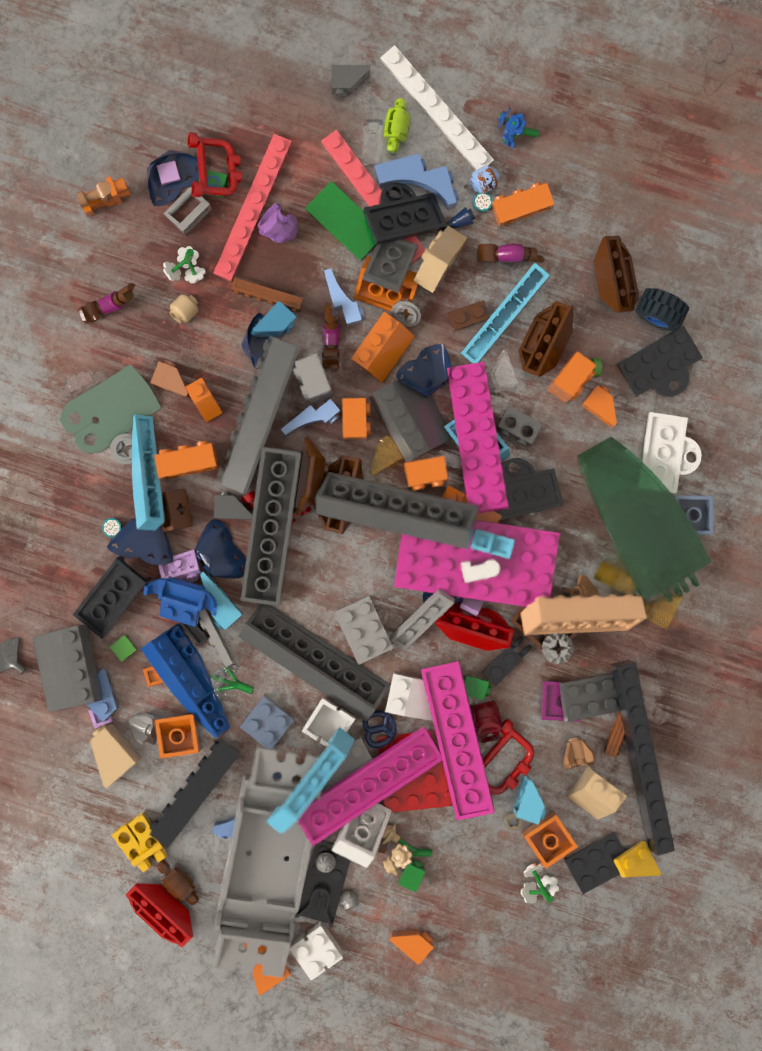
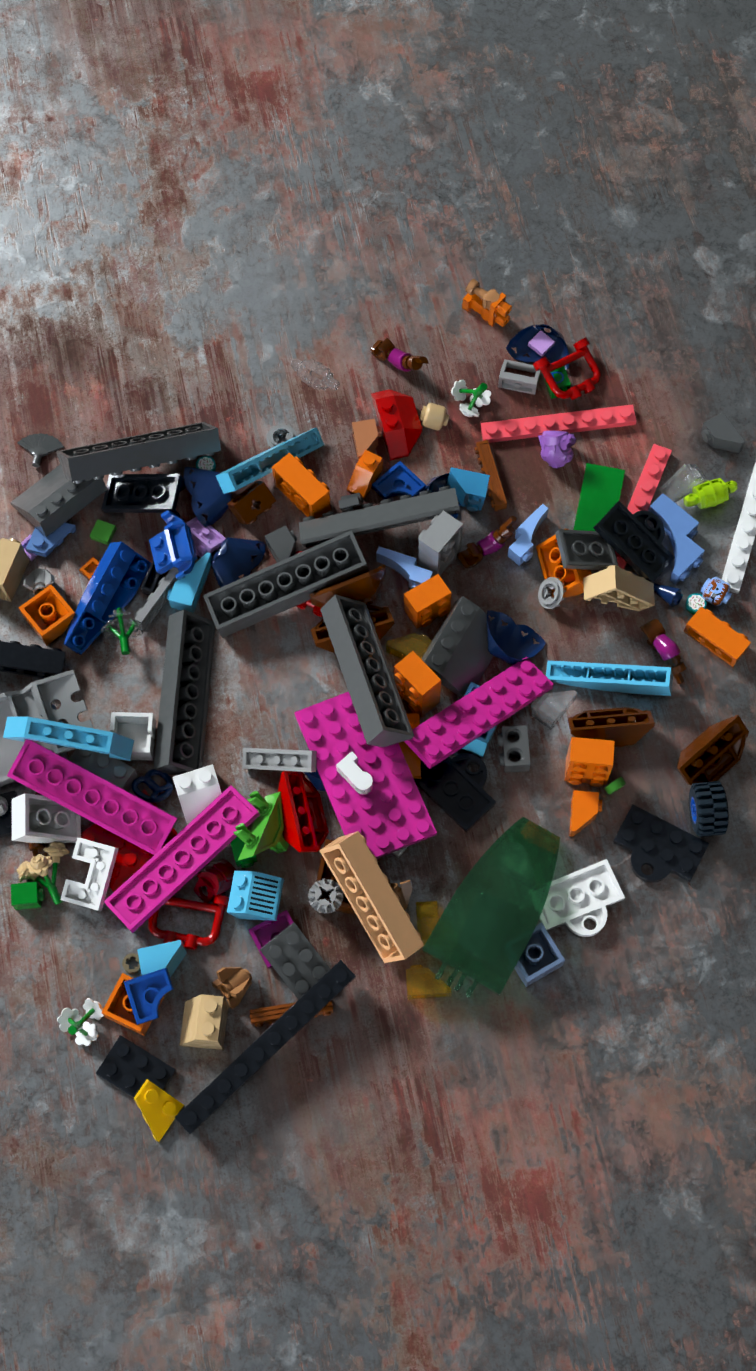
camera: 60 degrees right, 20 degrees down
(72, 580) = (139, 451): none -> dark grey slope
(114, 404) = (314, 407): sand green piece -> none
(167, 341) = (397, 422): none -> red wedge
(226, 374) = (398, 482): none -> blue tile
(226, 427) = (351, 501): none -> dark grey slope
(267, 722) = (104, 684): sand blue brick -> none
(363, 630) = (239, 719): light grey brick -> none
(382, 347) = (509, 591): orange slope -> none
(422, 804) = (94, 891): none -> white plate
(468, 315) = (585, 648): reddish brown plate -> none
(472, 605) = (321, 802): lavender tile -> none
(473, 662) = (266, 829): none -> bright green connector
(493, 544) = (387, 774): medium azure slope -> none
(505, 662) = (285, 866): black hinge -> none
(520, 700) = (255, 896): none -> medium azure slope
(554, 827) = (146, 992): none -> blue tile

